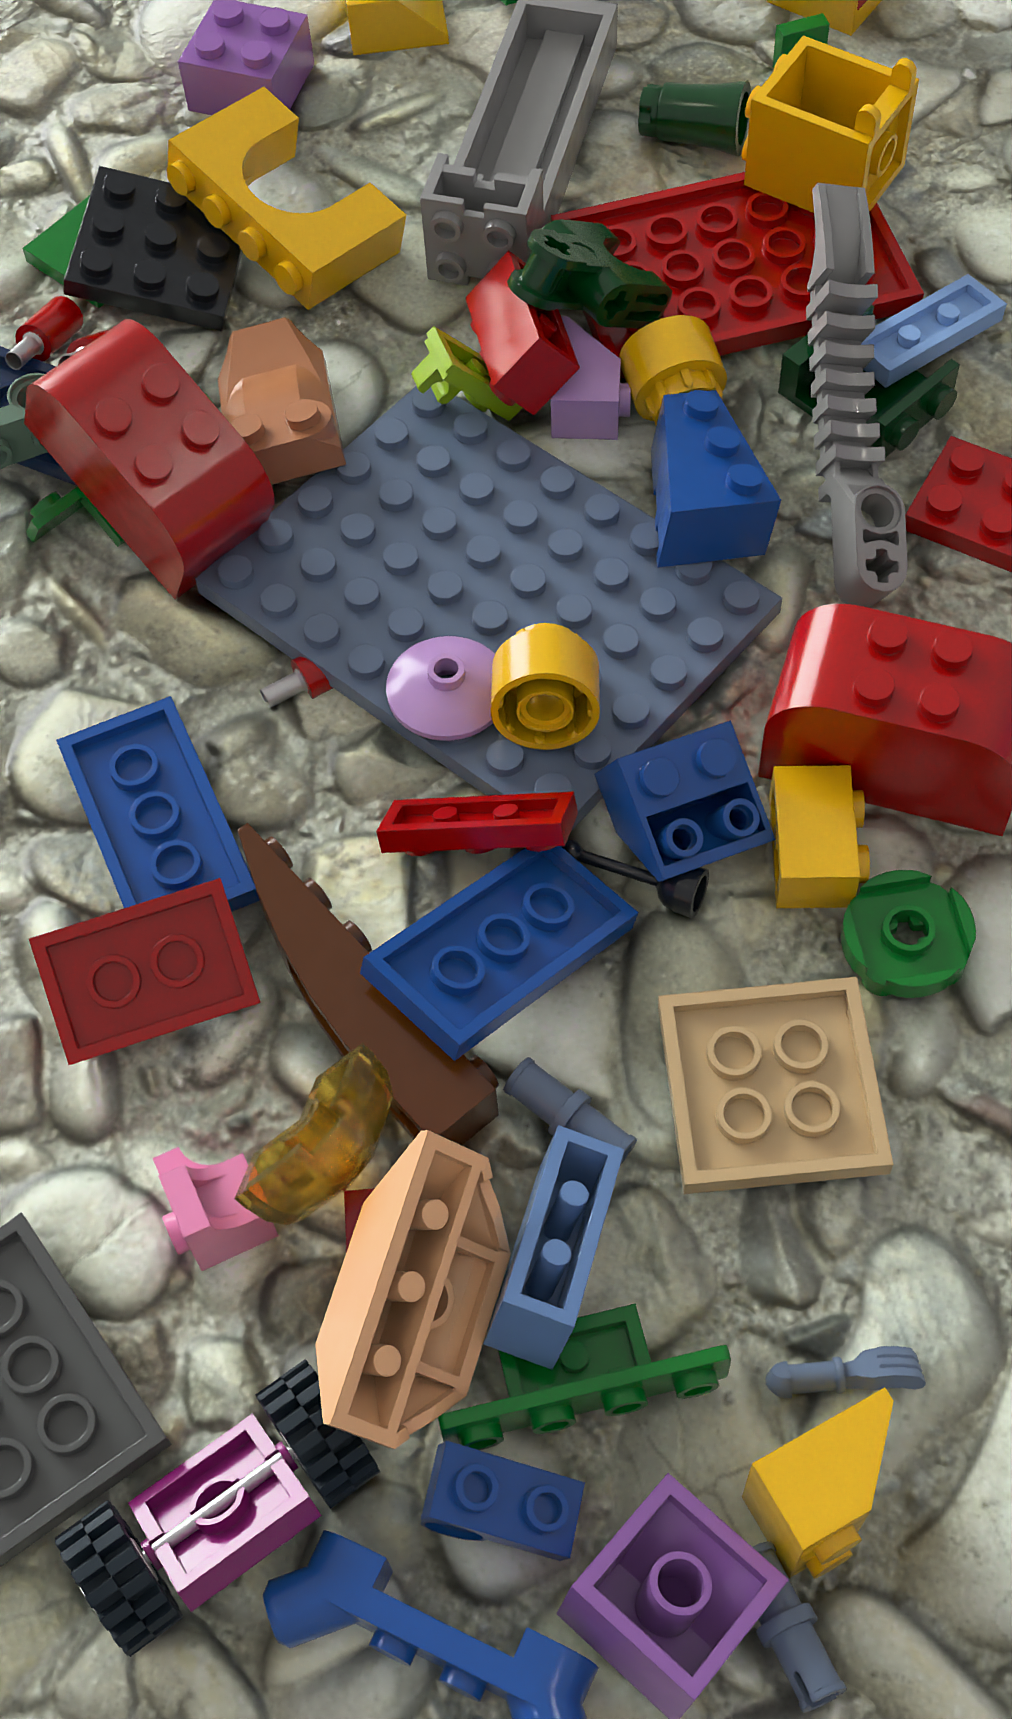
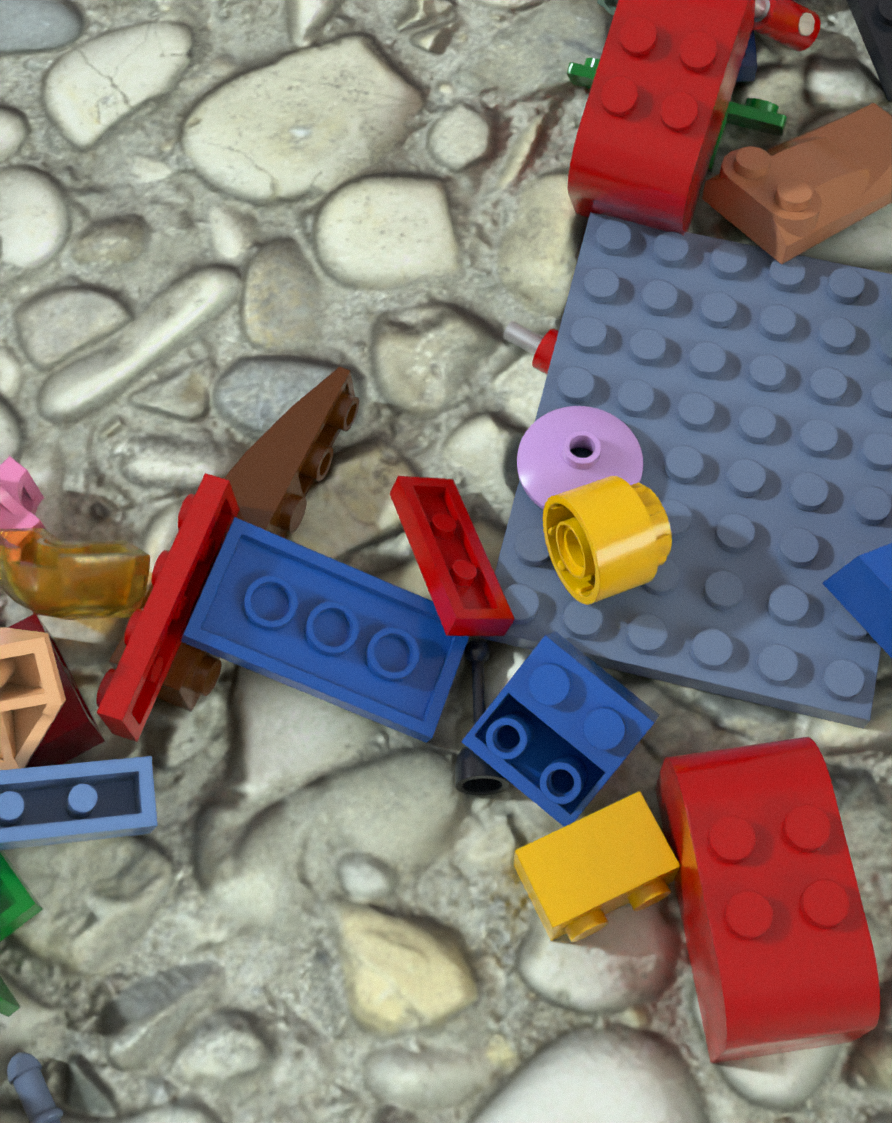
camera: 65 degrees right, 5 degrees up
(144, 971) = (185, 370): red plate -> none
(154, 807) = (339, 304): blue plate -> none
(435, 1068) = (157, 629): none -> red plate
(562, 1107) = (202, 769): sand blue pin -> none
(773, 1085) = (308, 940): tan plate -> none
(900, 968) = (574, 1014): green plate -> none

